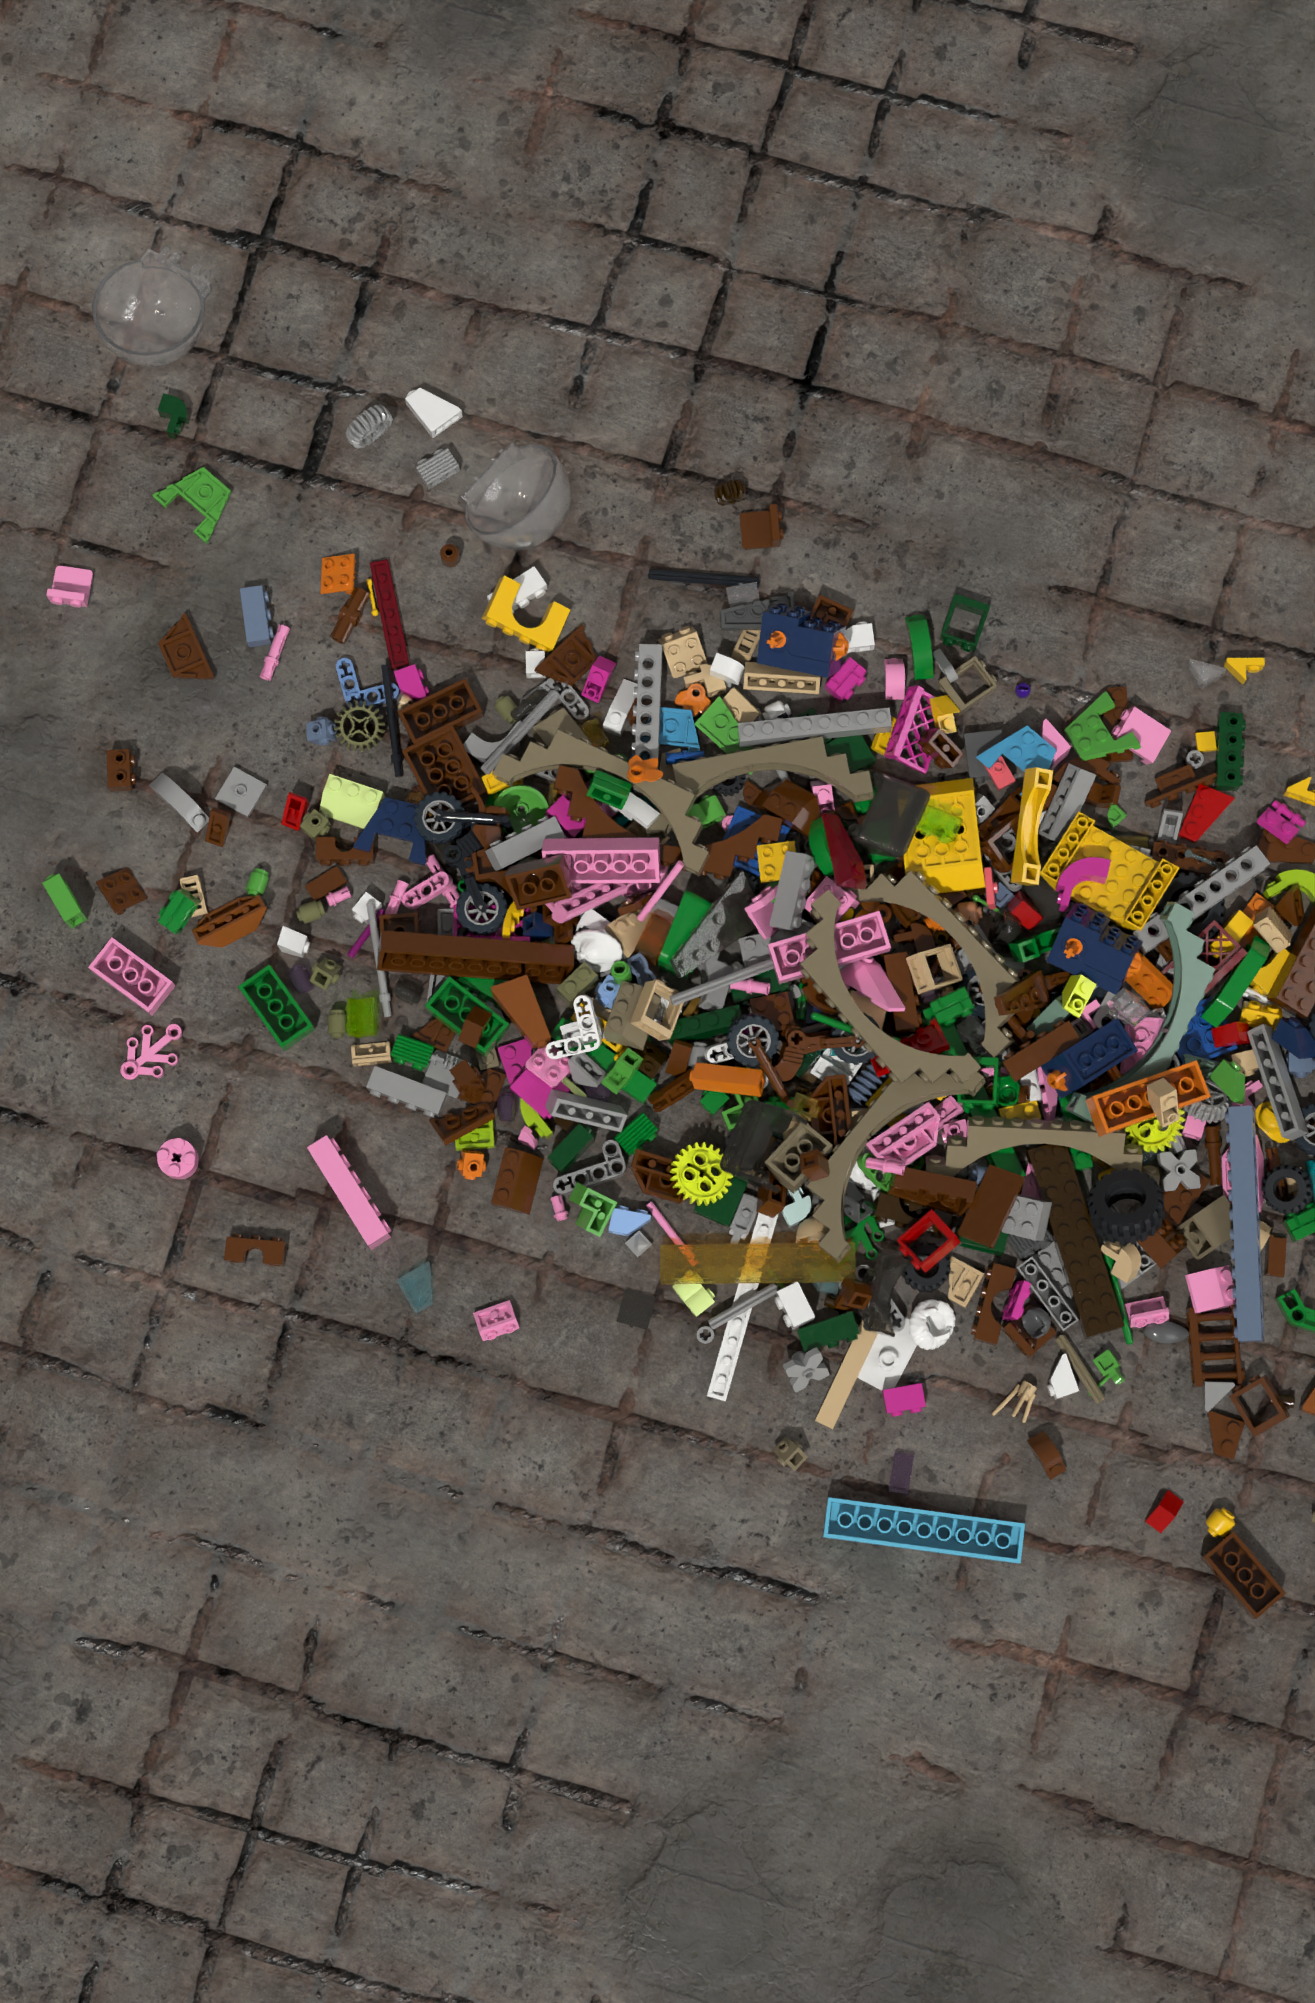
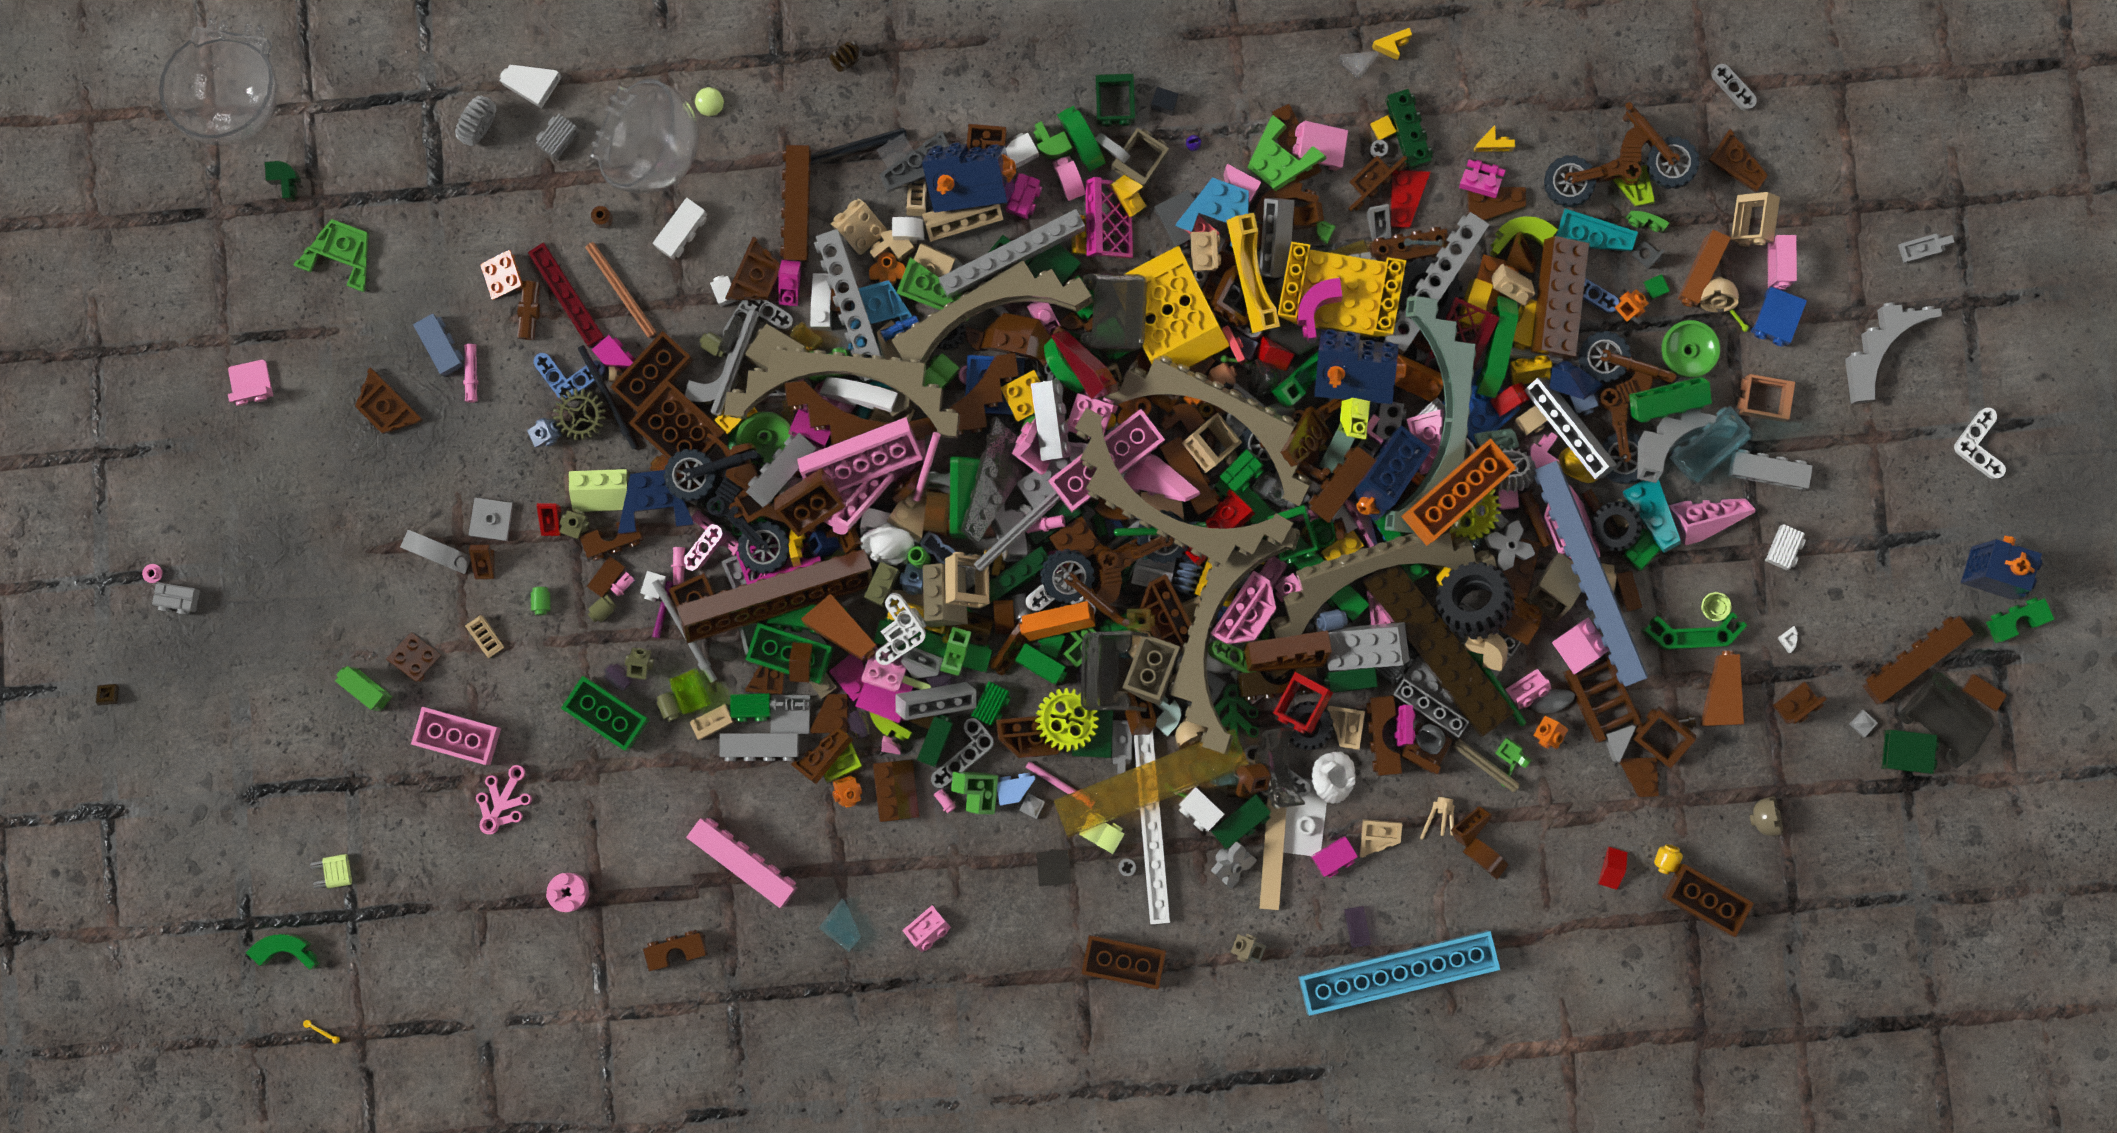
camera: 20 degrees left, 5 degrees up
(120, 770) = (365, 539): reddish brown brick -> none
(178, 911) = (476, 656): green brick -> none
(230, 922) = (529, 648): dark orange wedge -> none
(293, 942) = (597, 645): white slope -> none
(374, 612) = (551, 298): yellow hinge -> none
(441, 628) = (621, 290): none -> nougat axle
(467, 1080) = (813, 715): reddish brown brick -> none
(500, 614) = (671, 256): yellow arch -> none
(588, 488) = (709, 101): none -> yellowish green hair
(609, 789) = (841, 388): green brick -> none
(634, 608) = (796, 203): none -> reddish brown brick
(643, 770) = (868, 357): orange plate -> none
(668, 1420) = (1123, 962): none -> reddish brown brick
(697, 1115) = (1041, 665): none -> green window
(743, 1306) = (1152, 828): light grey axle -> none
(761, 528) = (888, 80): reddish brown bracket -> none
(776, 711) = (970, 251): white head -> none
(814, 1165) = (1170, 672): reddish brown panel -> none
(852, 1209) = (1221, 699): dark grey bracket -> none
(885, 1165) = (1237, 647): bright pink axle -> none
(890, 645) = (1053, 147): none -> bright green brick
(939, 824) = (1165, 303): clear neon green bracket -> none
(940, 748) = (1138, 228): reddish brown brick -> none
(953, 1396) = (1378, 835): none -> tan wing
(991, 1206) = (1350, 648): reddish brown tile -> none
(994, 791) = (1204, 251): none -> tan bracket
(1010, 641) = (1164, 101): none -> black panel
(1042, 1420) = (1466, 831): none -> reddish brown slope
(1062, 1379) = (1473, 782): white slope -> none
(1128, 1007) = (1407, 411): clear brick -> none
(1152, 1360) = (1550, 733): none -> orange brick
(1163, 1101) = (1475, 490): tan slope -> none
(1230, 1080) = (1526, 443): bright green slope -> none

